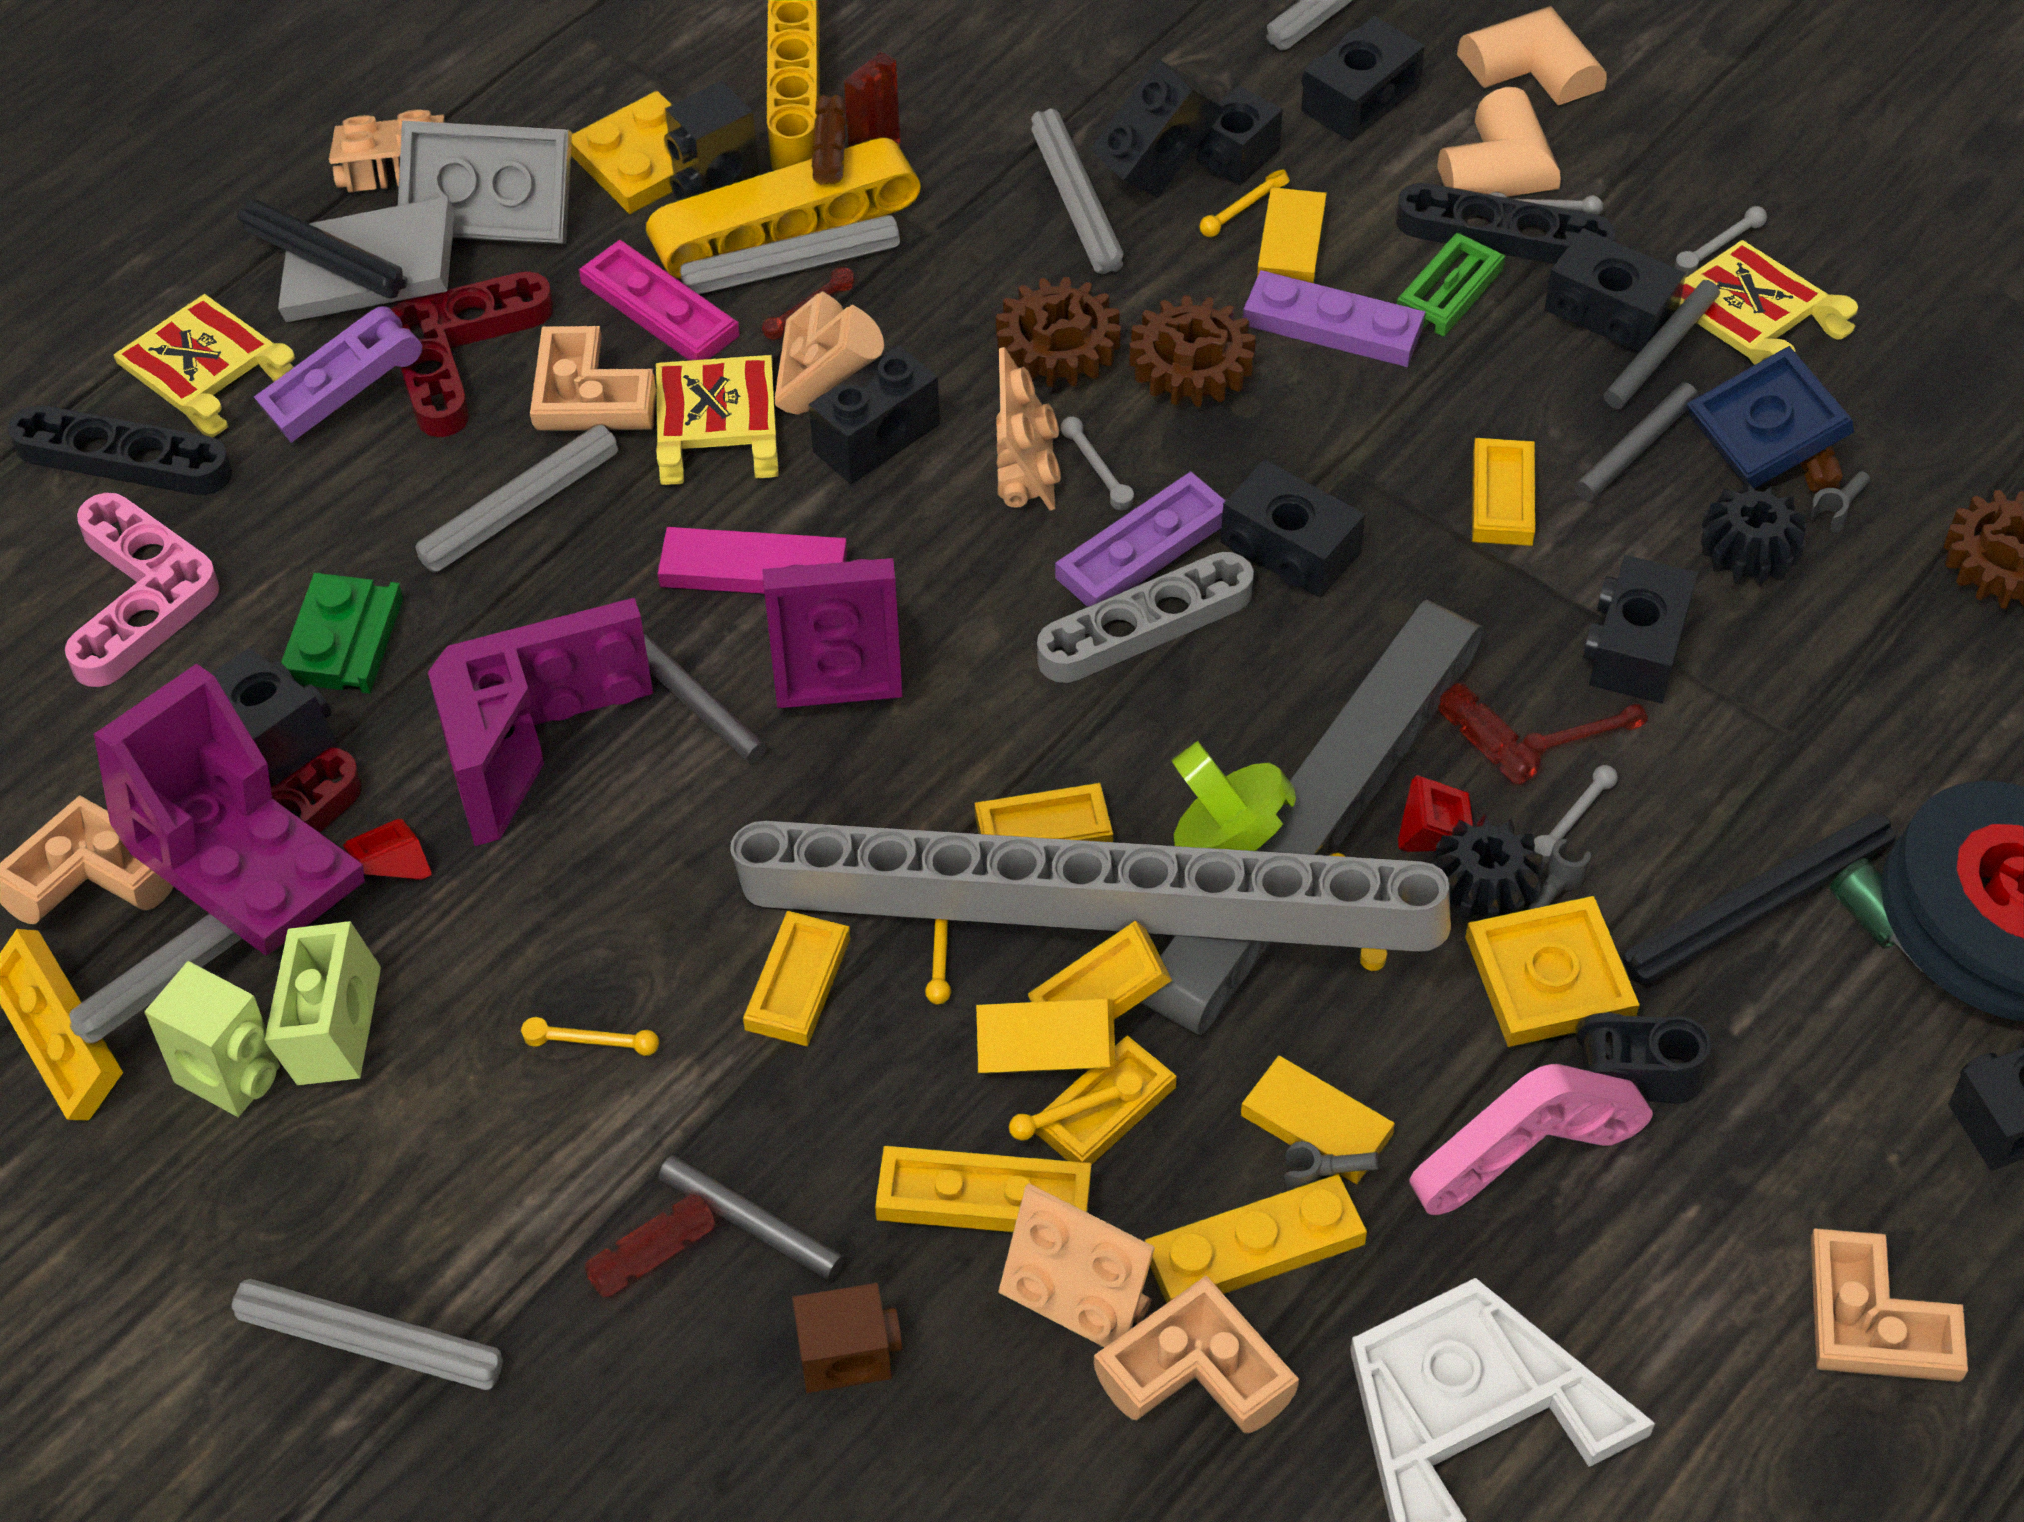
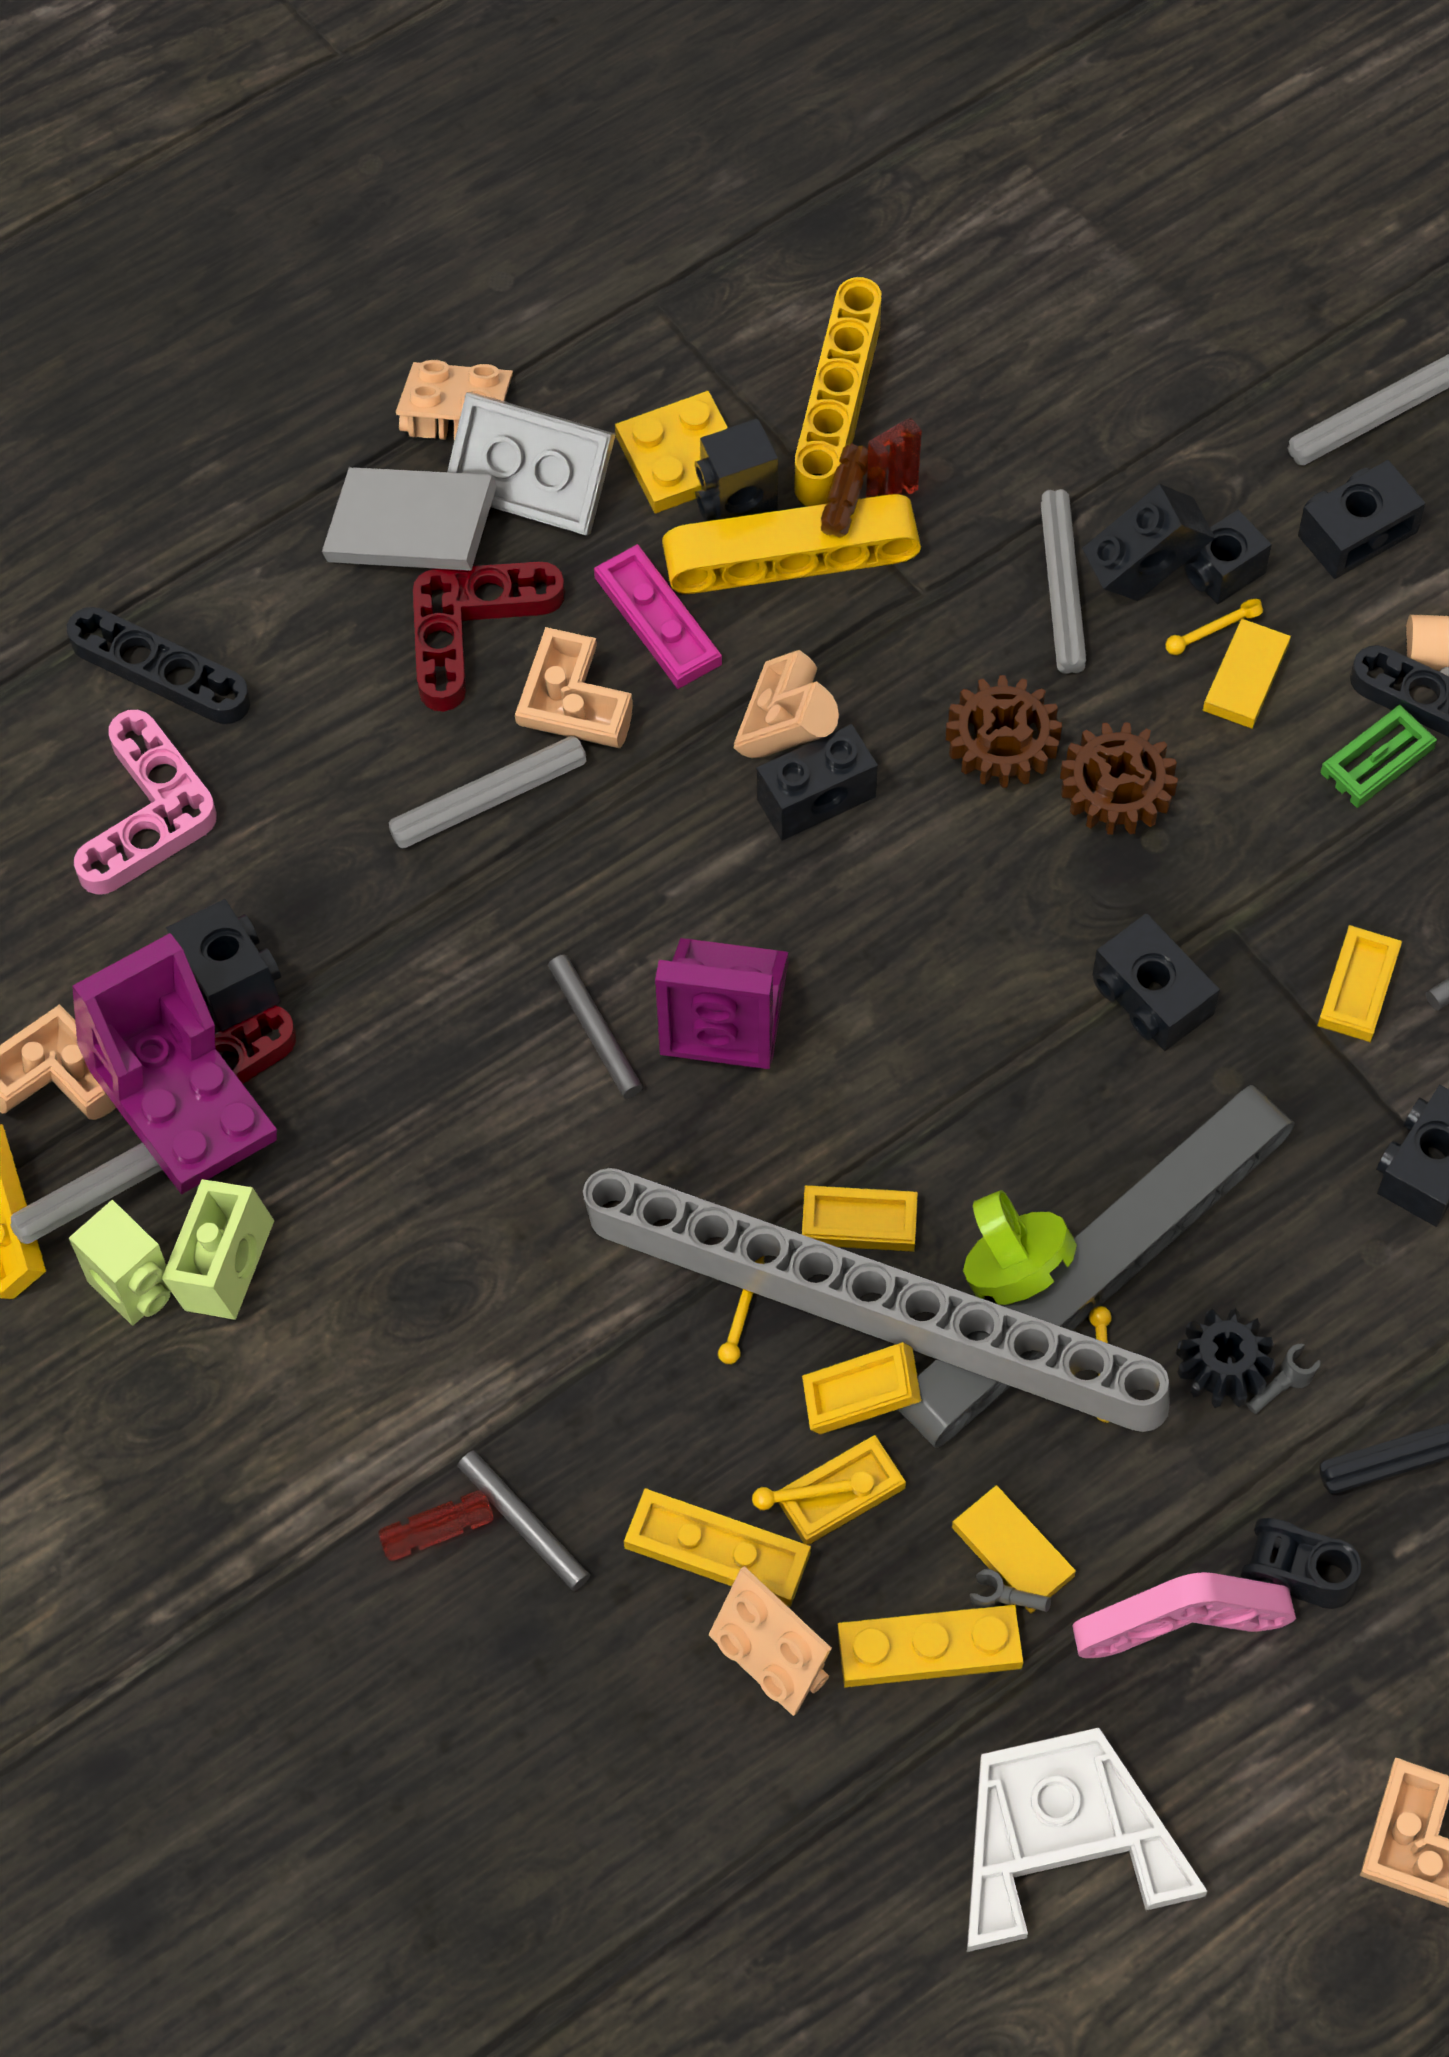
camera: 15 degrees right, 10 degrees up
(198, 356) = (245, 582): light yellow flag -> none
(322, 248) = (371, 503): black axle -> none
(338, 371) = (359, 633): medium lavender plate -> none
(342, 632) = (309, 891): green plate -> none
(367, 1334) = (194, 1546): light grey axle -> none
(390, 852) = (302, 1113): red slope -> none
(524, 681) = (417, 993): magenta bracket -> none
(537, 1032) = (389, 1309): yellow hinge -> none
(714, 407) = (680, 736): light yellow flag -> none
(736, 558) = (674, 902): dark pink tile -> none
(790, 255) = (786, 593): light grey axle -> none
(797, 978) = (614, 1312): yellow tile -> none
(841, 280) = (826, 627): clear red hinge -> none
(845, 1337) = (571, 1648): reddish brown brick -> none
(1024, 439) = (942, 838): light nougat hinge -> none
(1046, 1036) = (804, 1422): yellow tile -> none
(1120, 495) = (1016, 908): light grey hinge -> none
(1142, 541) = (1019, 964): medium lavender plate -> none
(1150, 623) = (999, 1028): light grey beam -> none
(1199, 1339) = (853, 1722): light nougat brick -> none
(1334, 318) = (1260, 768): medium lavender plate -> none
(1431, 812) = (1197, 1290): red slope -> none
(1489, 733) = (1270, 1223): clear red axle -> none
(1549, 969) = (1252, 1463): yellow plate -> none
(1603, 778) = (1358, 1289): light grey hinge -> none
(1631, 718) = (1310, 1242): clear red hinge -> none

